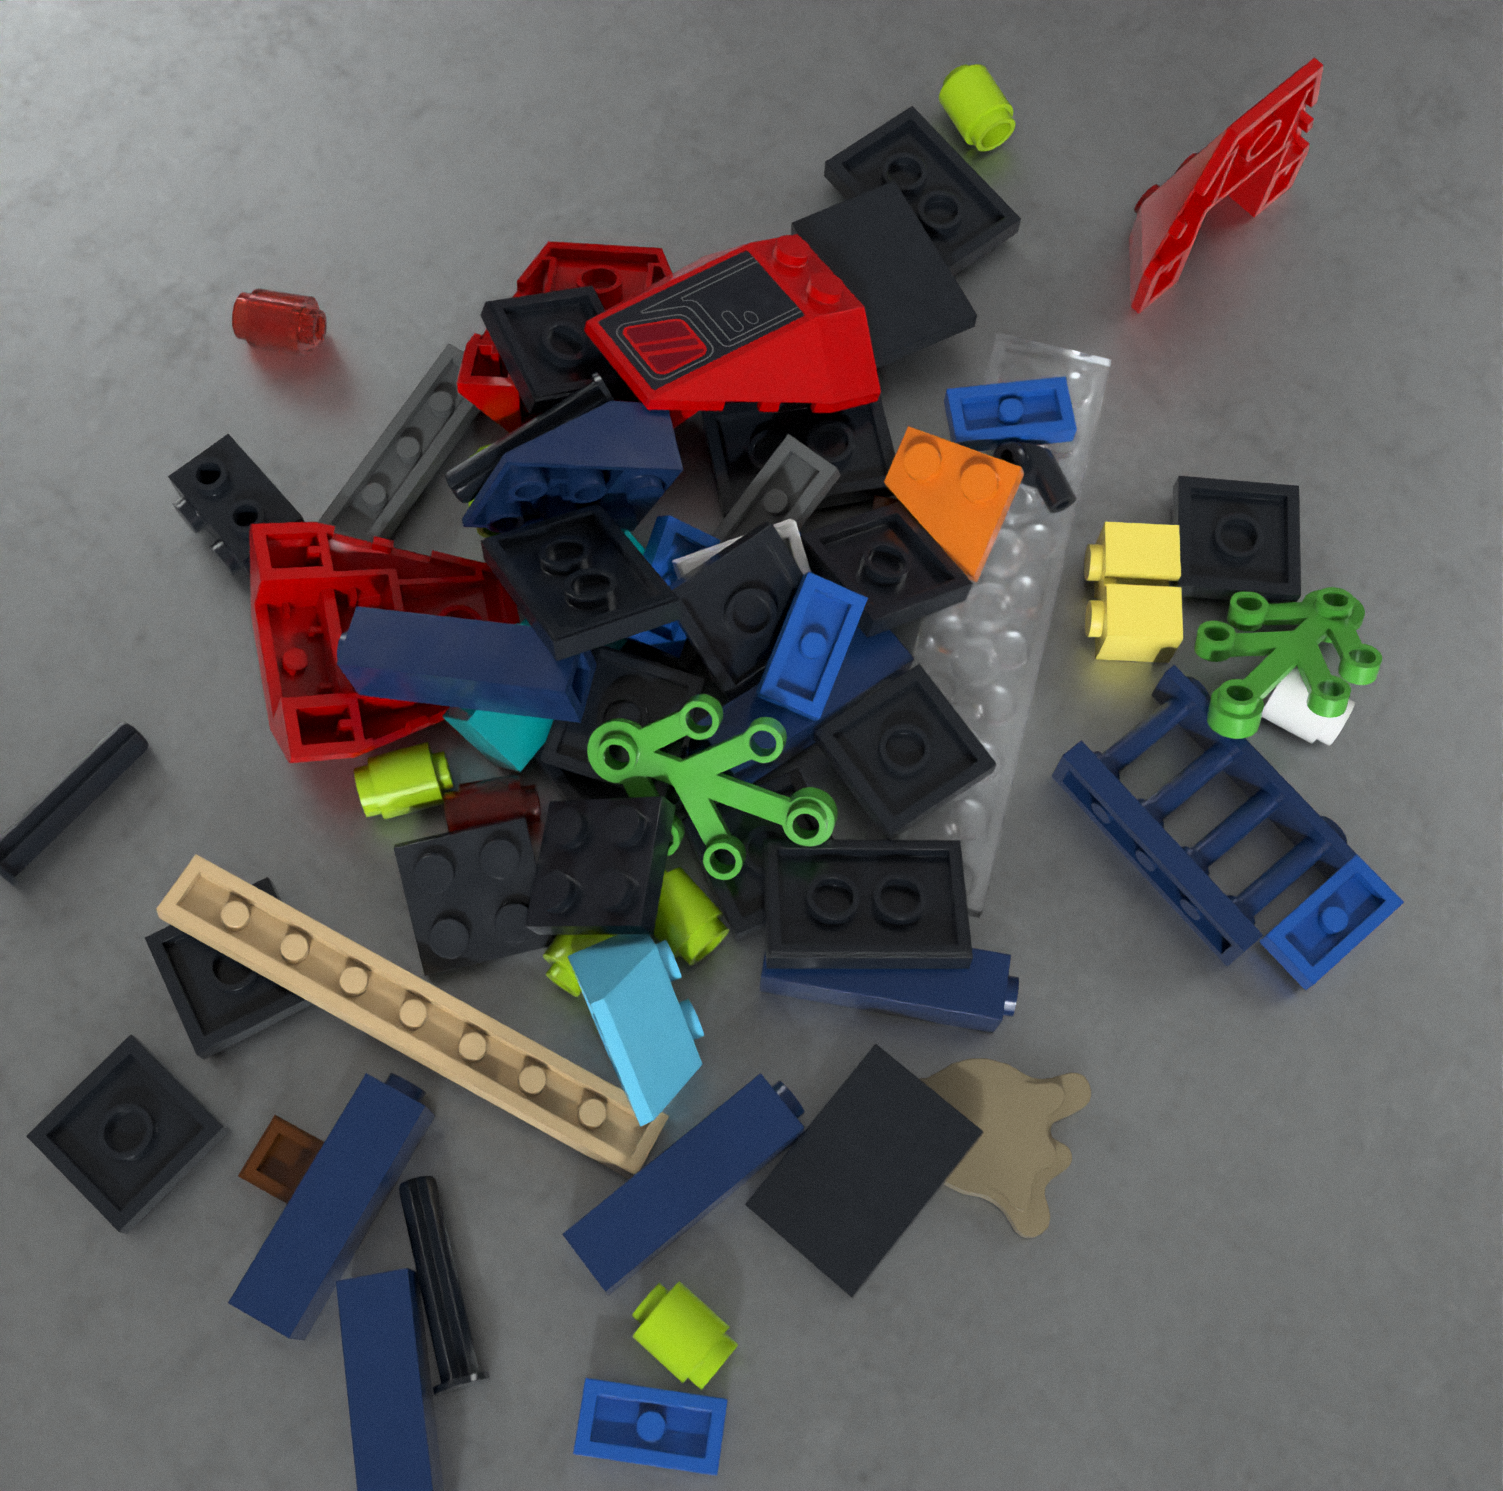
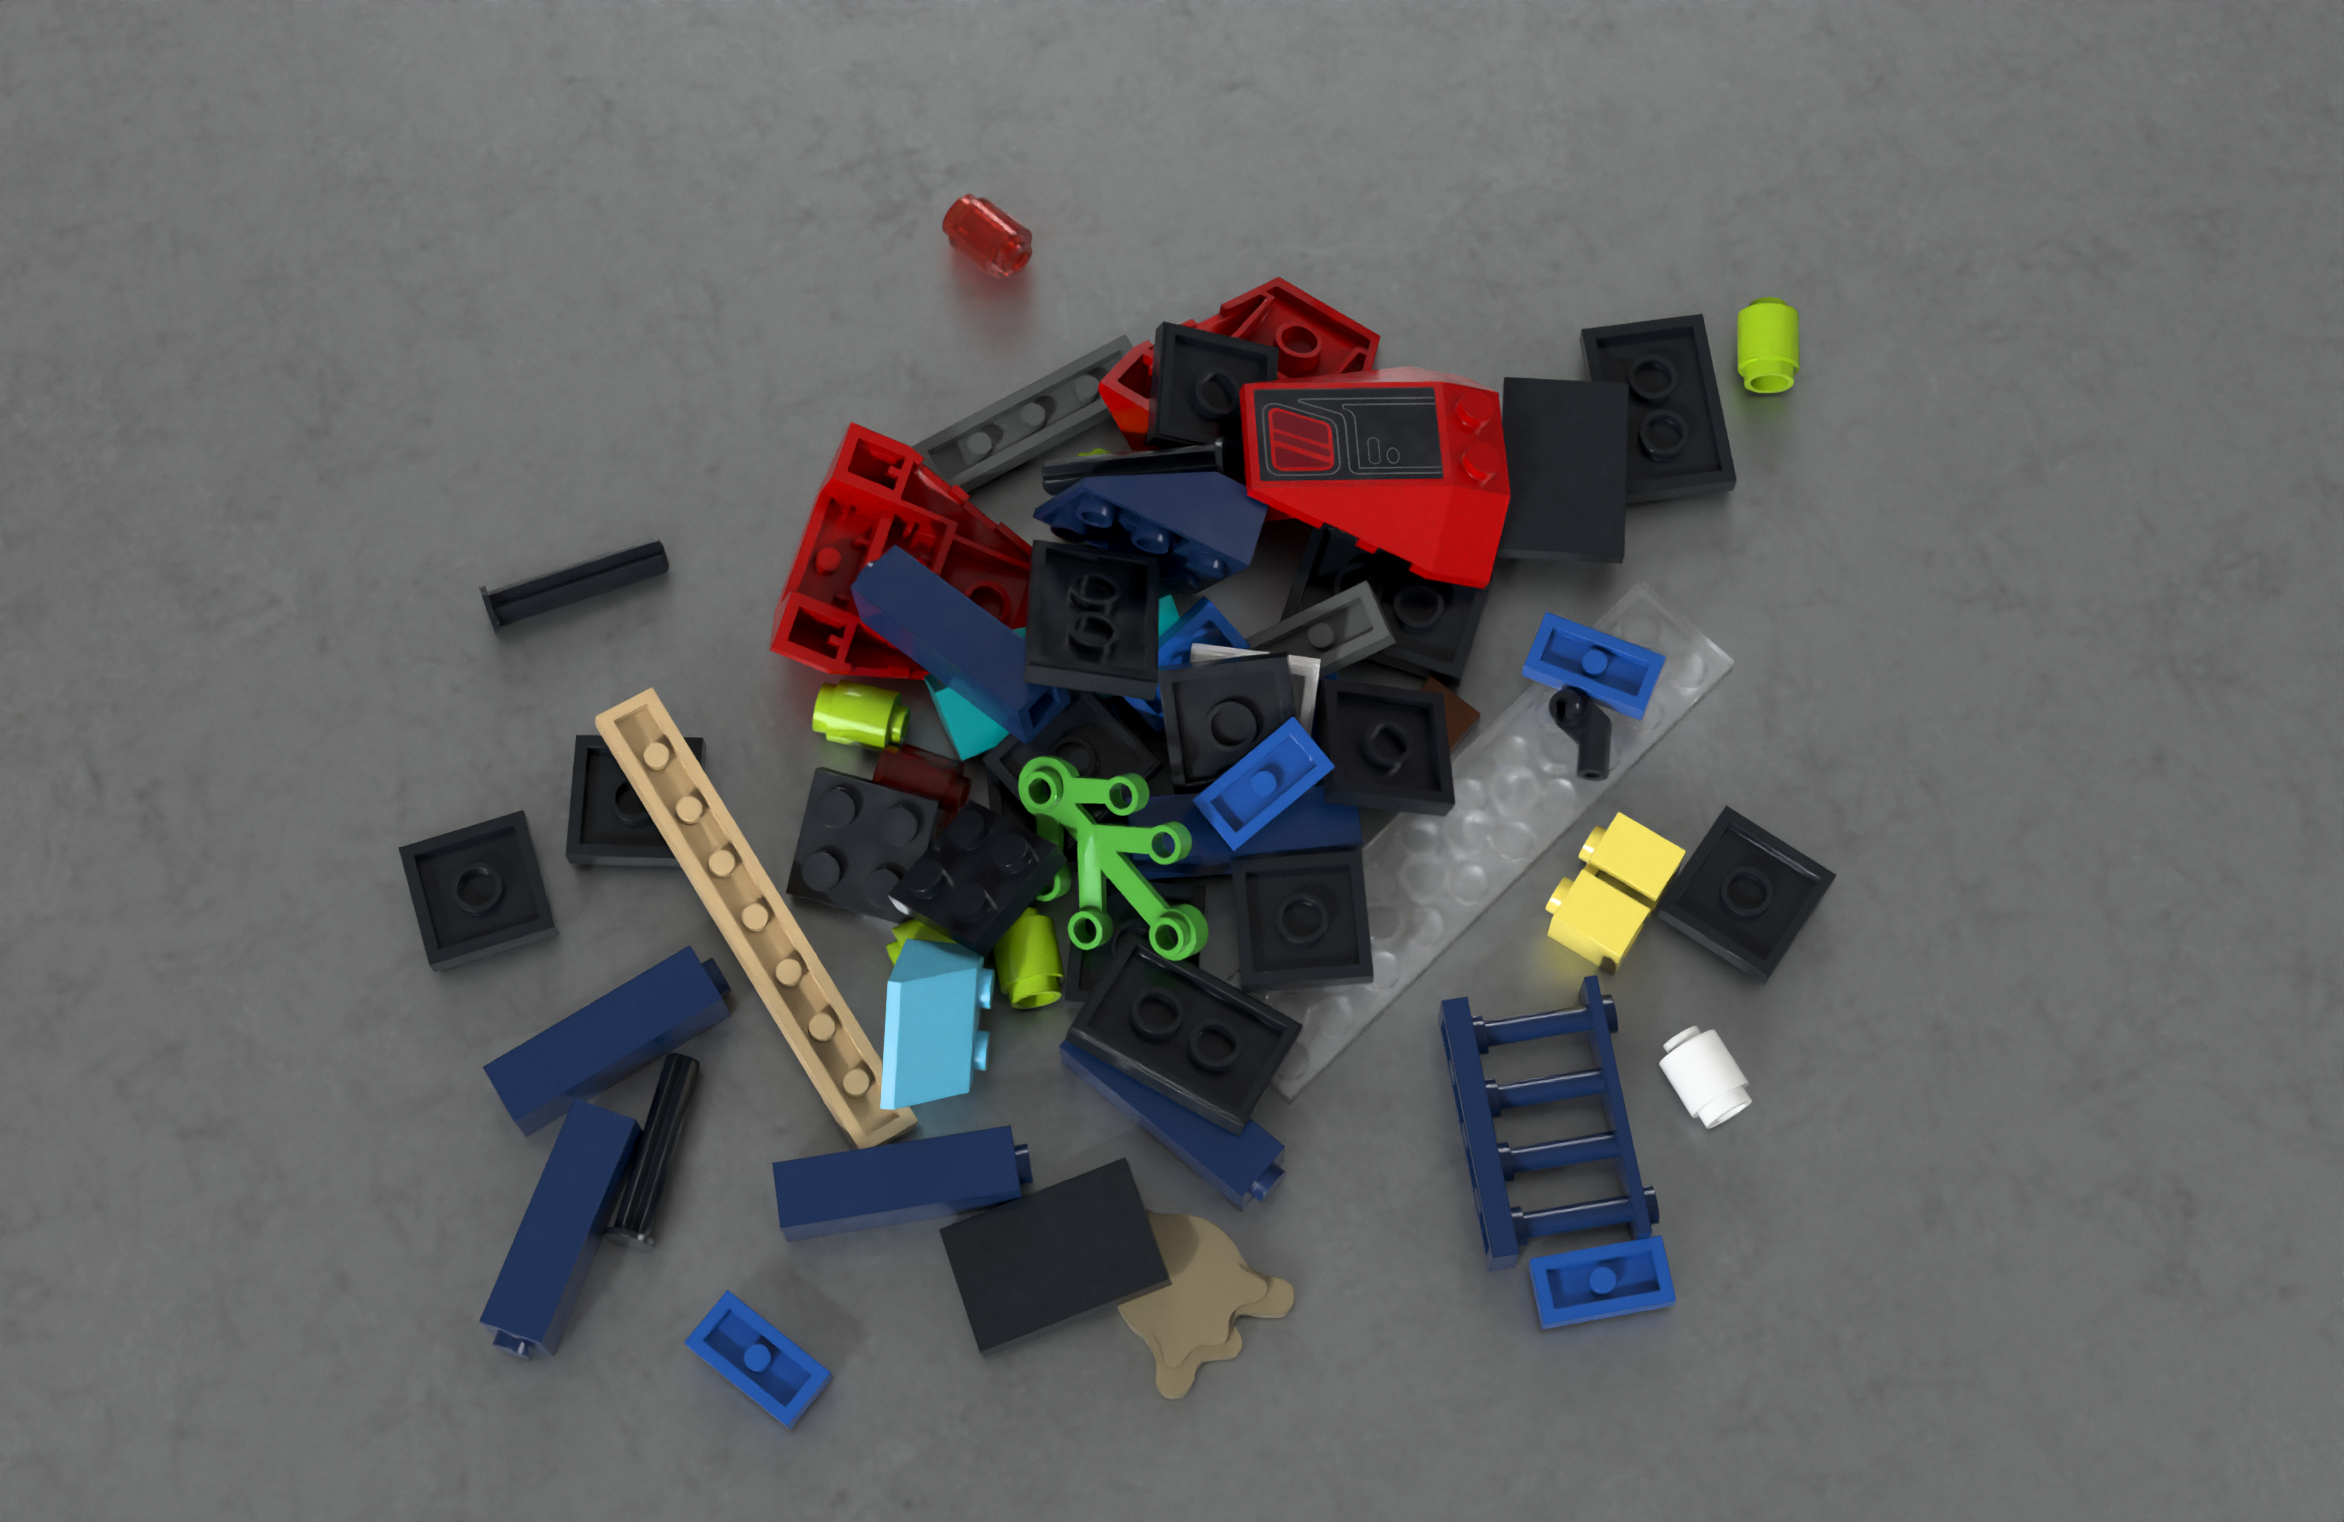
camera: 35 degrees right, 0 degrees up
(225, 496) = (853, 384): black brick -> none
(281, 1159) = (585, 978): reddish brown tile -> none
(683, 1333) = (826, 1302): lime brick -> none
(954, 495) = (1491, 716): orange wing -> none
(1248, 161) = (2000, 525): red wedge -> none
(1323, 616) = (1782, 1009): bright green plant -> none

